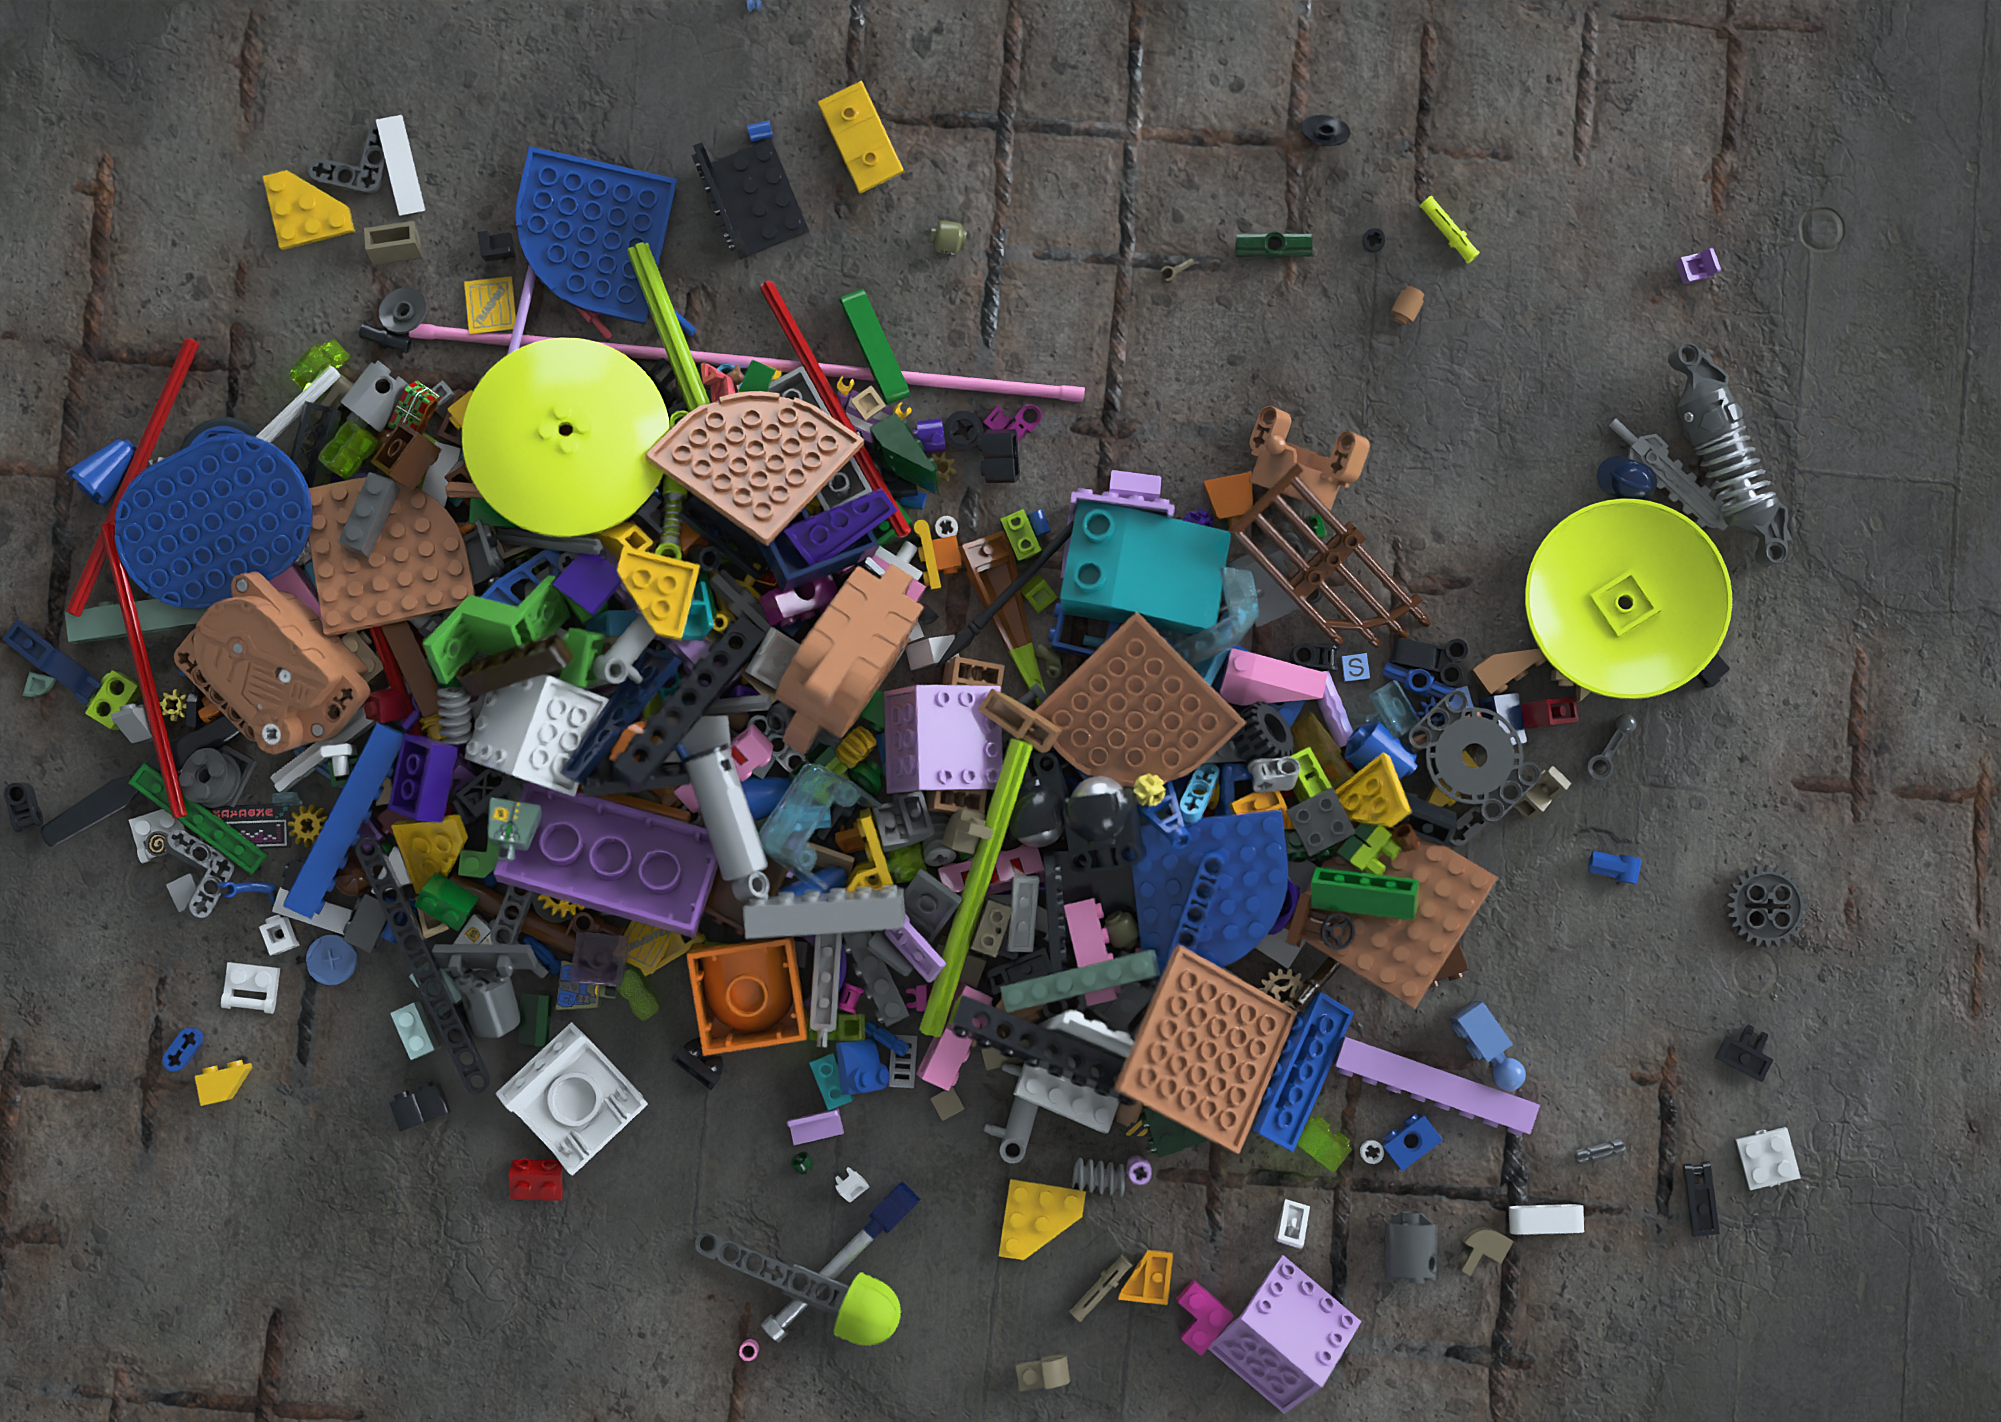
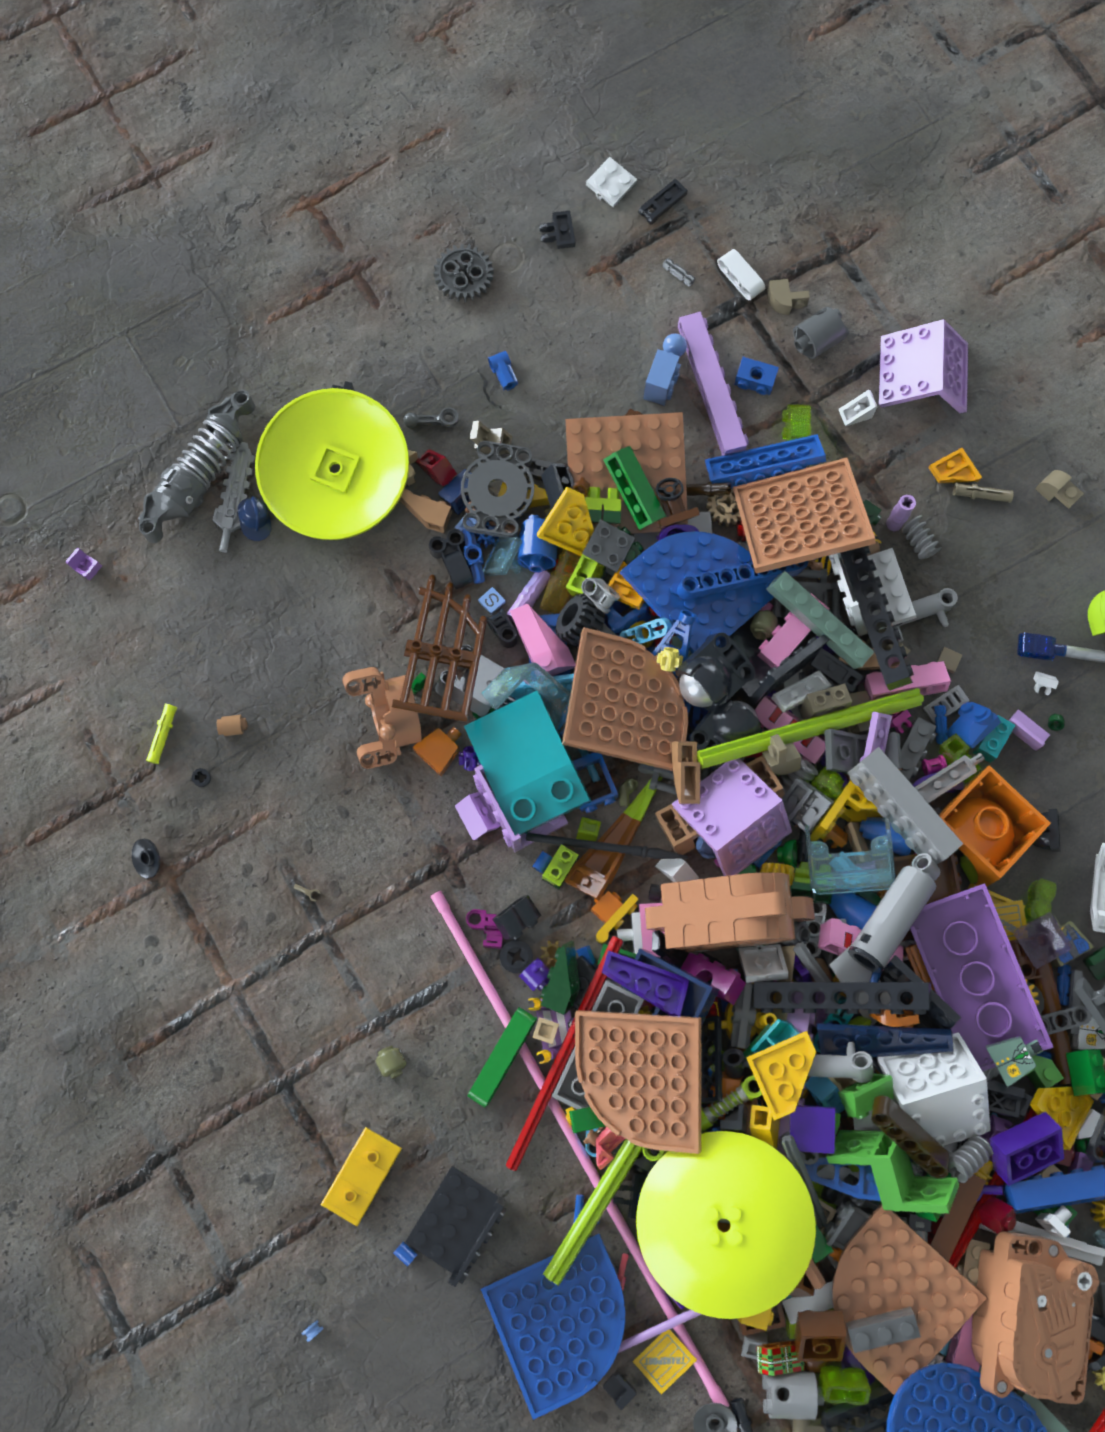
camera: 130 degrees left, 10 degrees down
(954, 525) = (594, 924): white bush -> none
(1036, 1216) = (971, 559): yellow plate -> none
(1208, 1319) = (950, 420): dark pink brick -> none
(1290, 245) = (255, 848): dark green piece -> none
(1374, 1144) = (783, 391): white bush -> none

